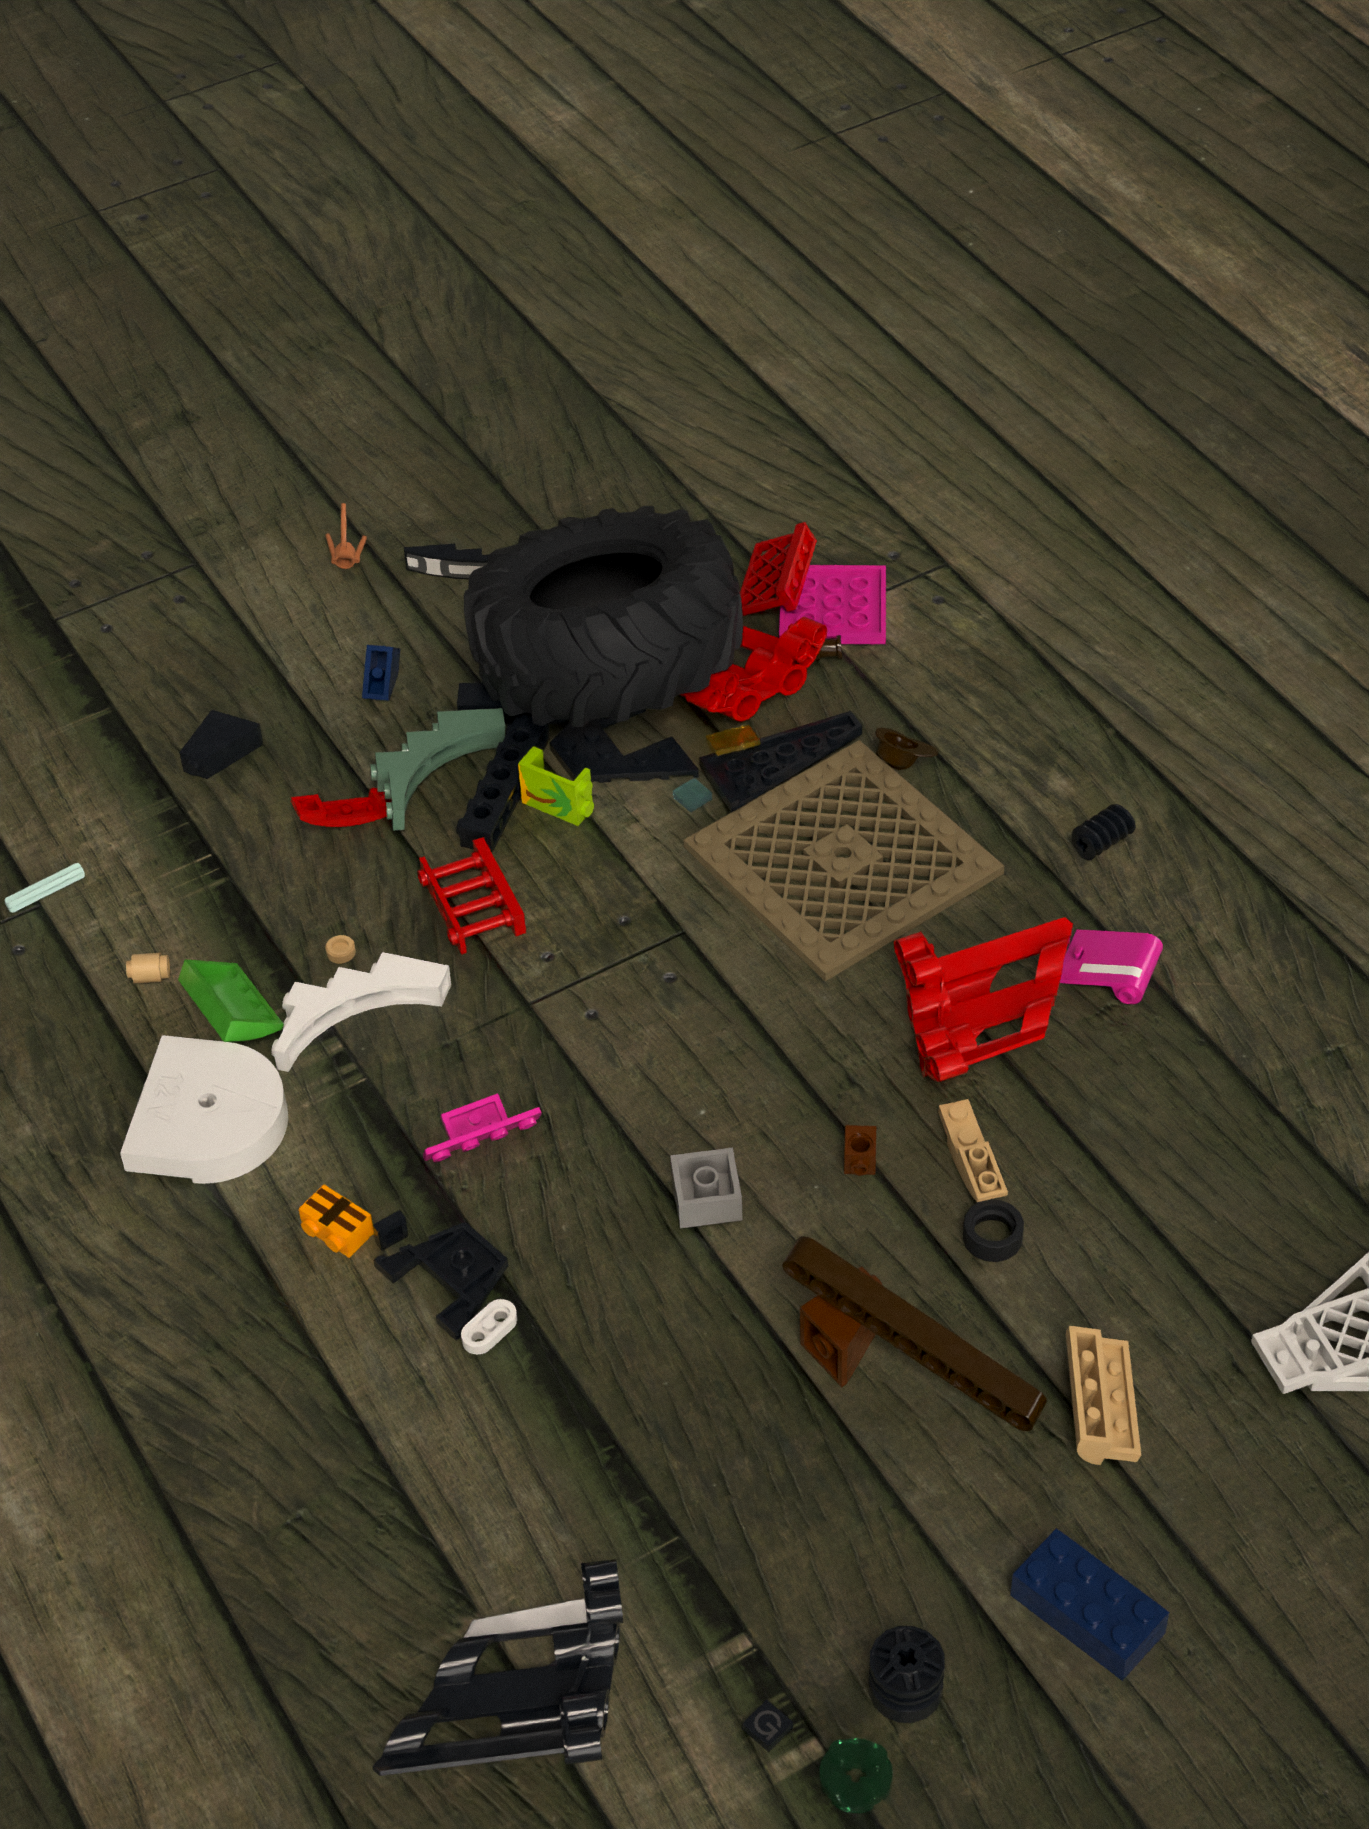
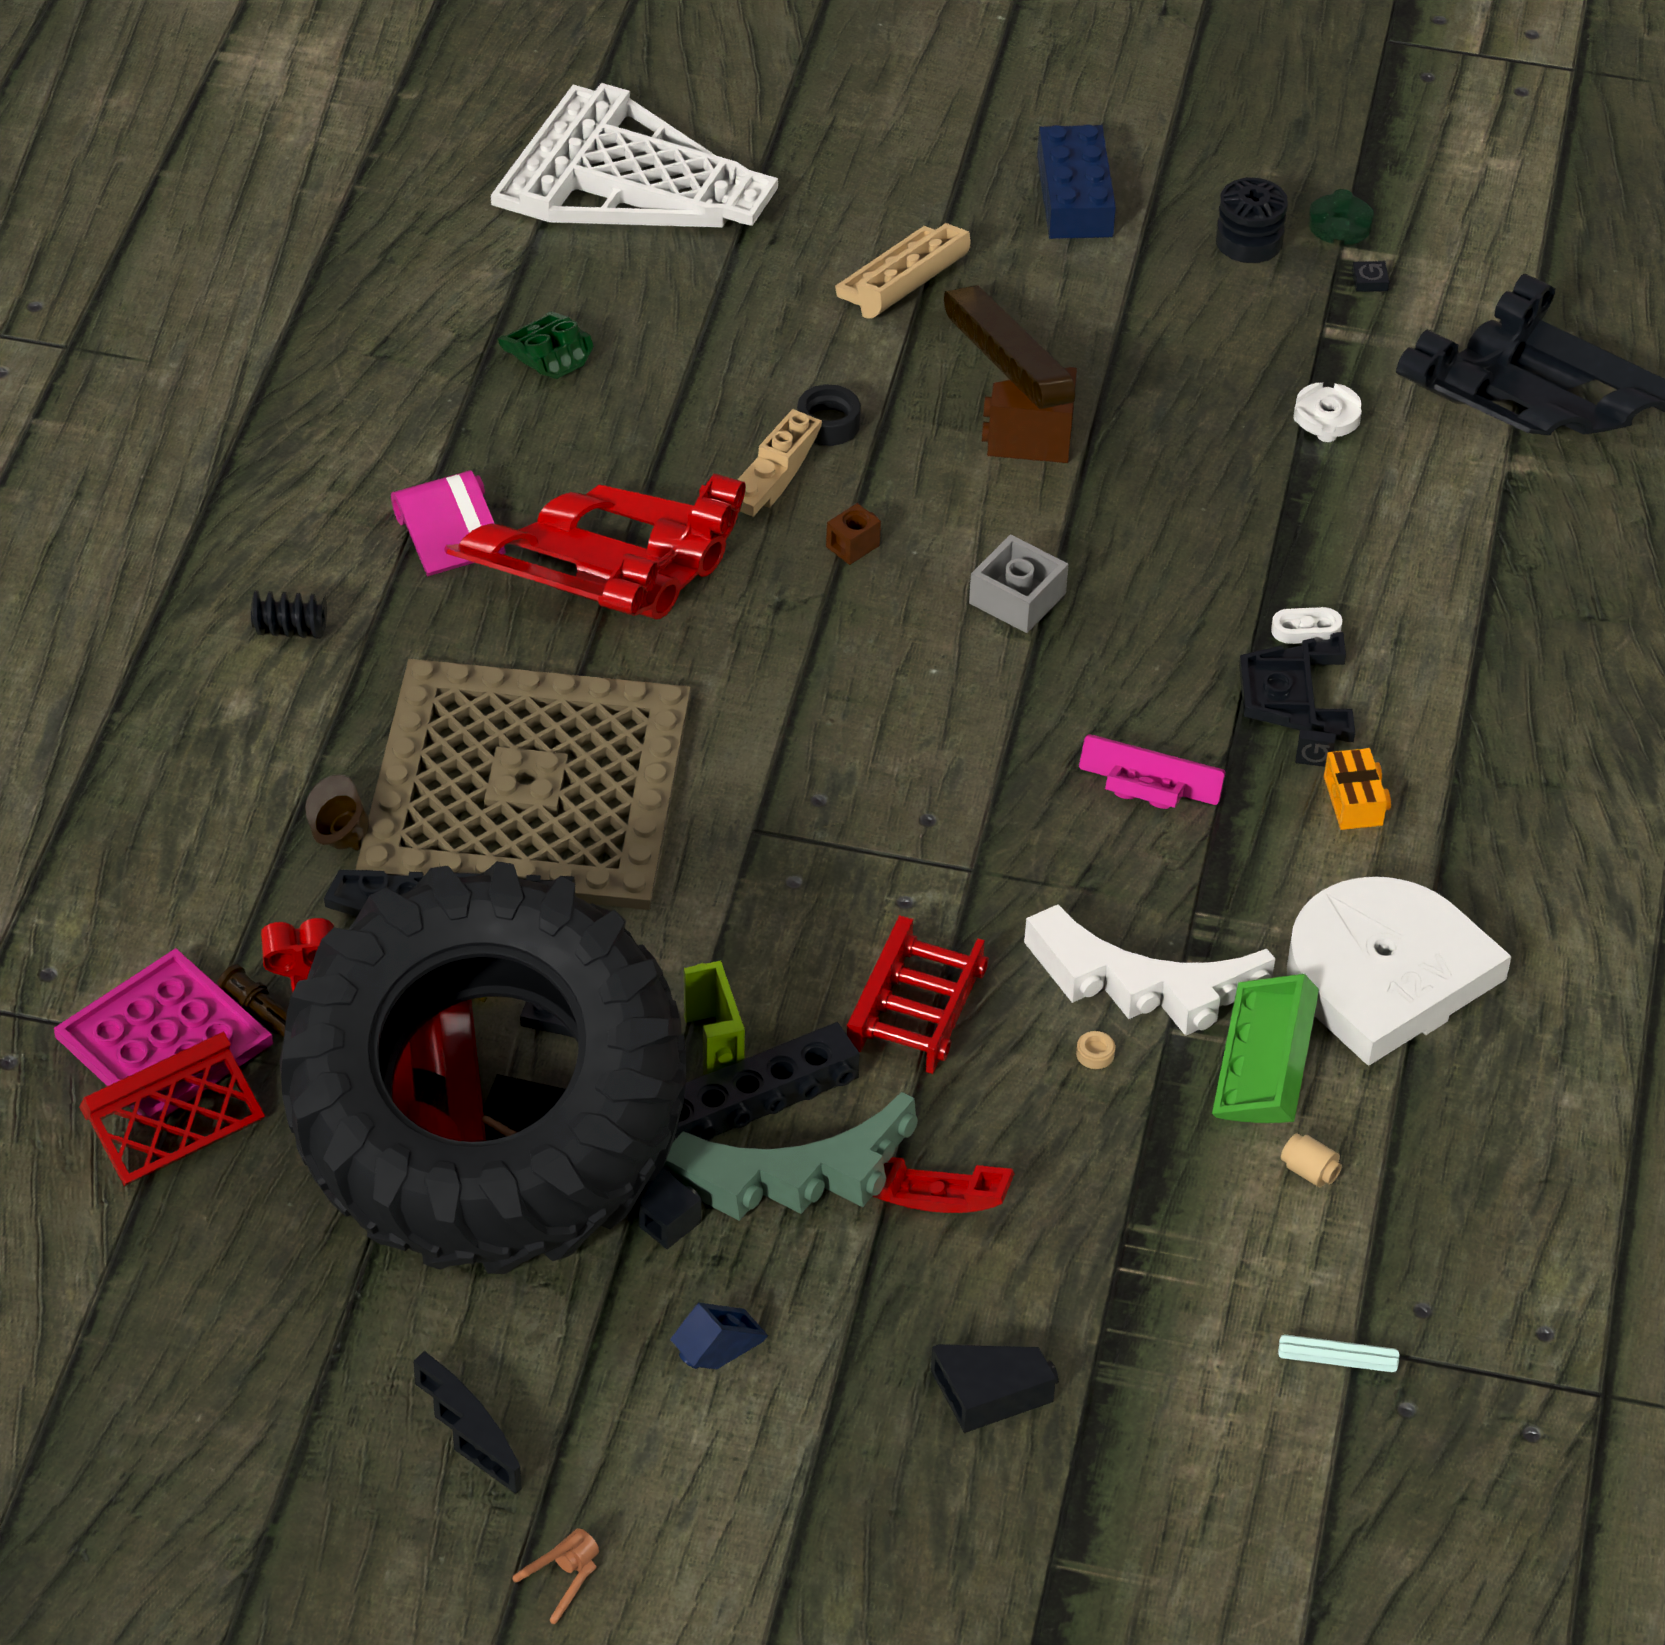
camera: 140 degrees left, 0 degrees up
(660, 1558) = (1328, 425): none -> white plate
(1238, 1127) = (550, 345): none -> dark green slope

